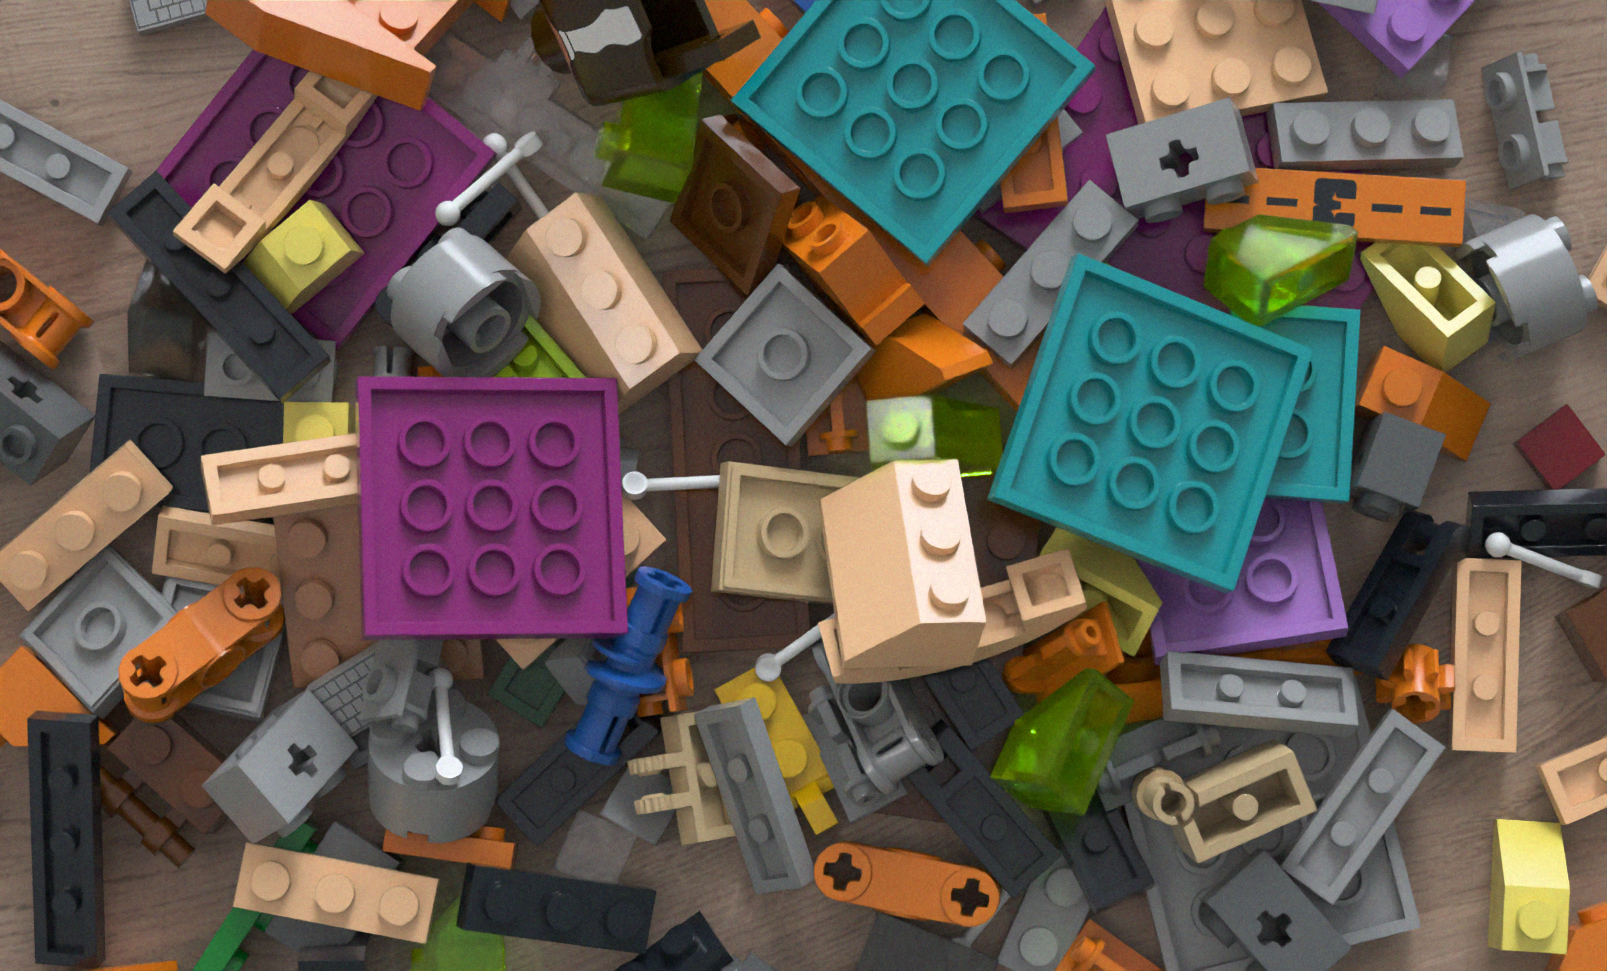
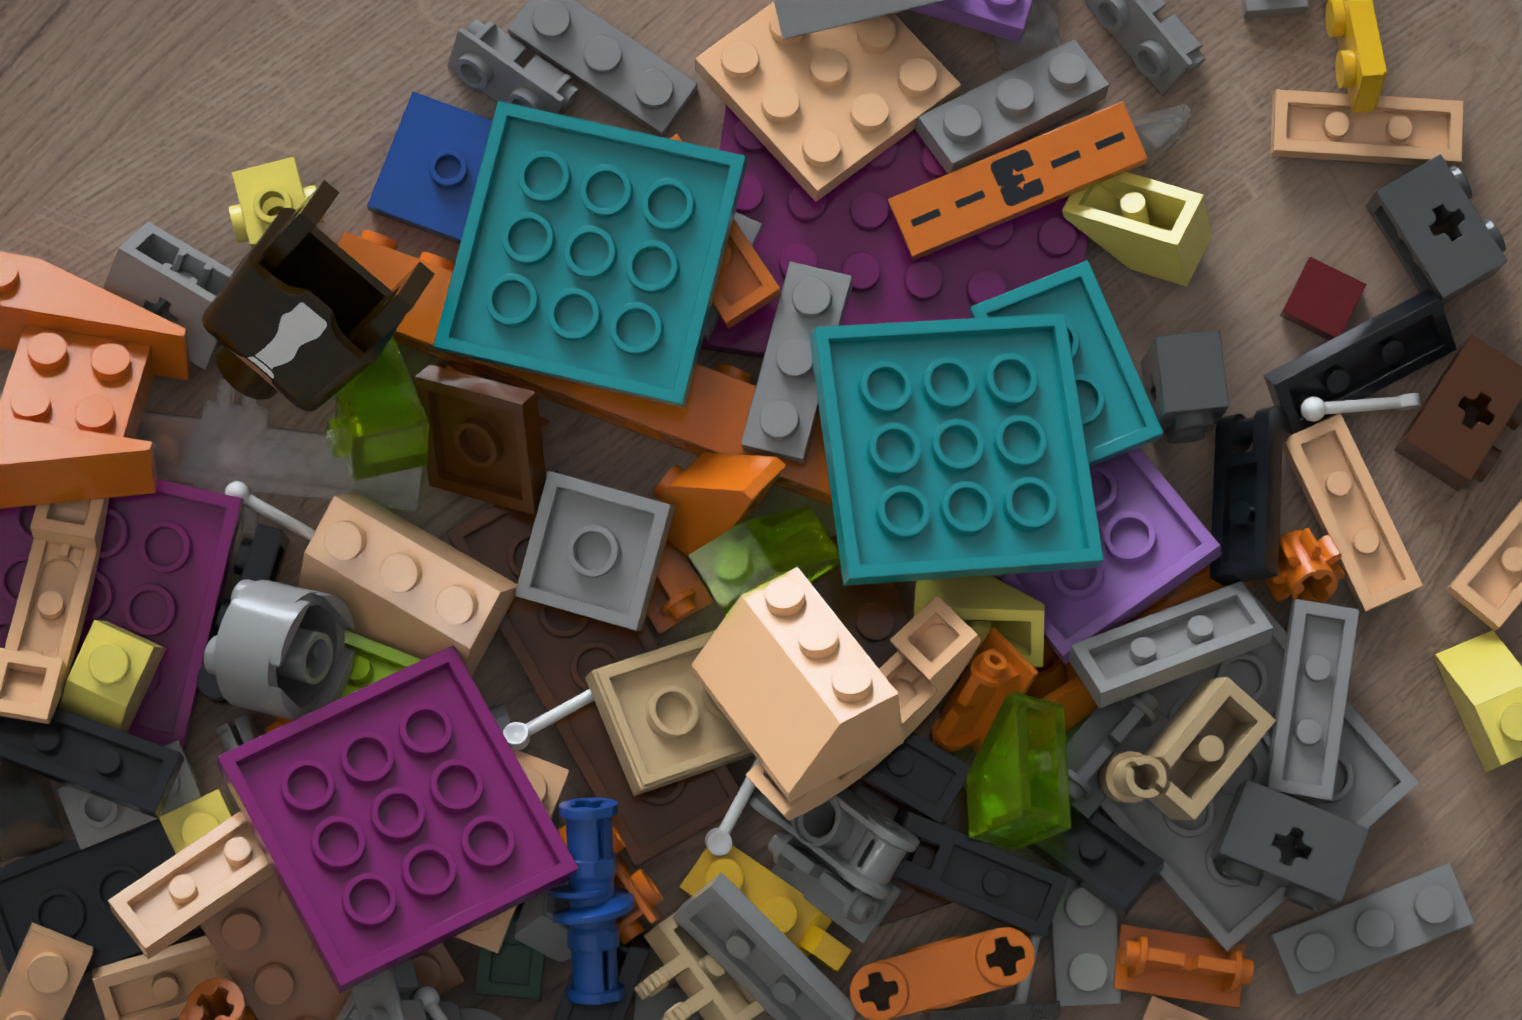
camera: 30 degrees left, 5 degrees down
(449, 211) = (226, 572): white hinge -> none
(849, 269) = (615, 445): orange hips -> none
(1150, 152) = (834, 220): light grey brick -> none
(1277, 264) = (994, 255): clear neon green slope -> none
(1423, 396) = (1179, 307): orange slope -> none
(1532, 282) = (1227, 162): light grey brick -> none

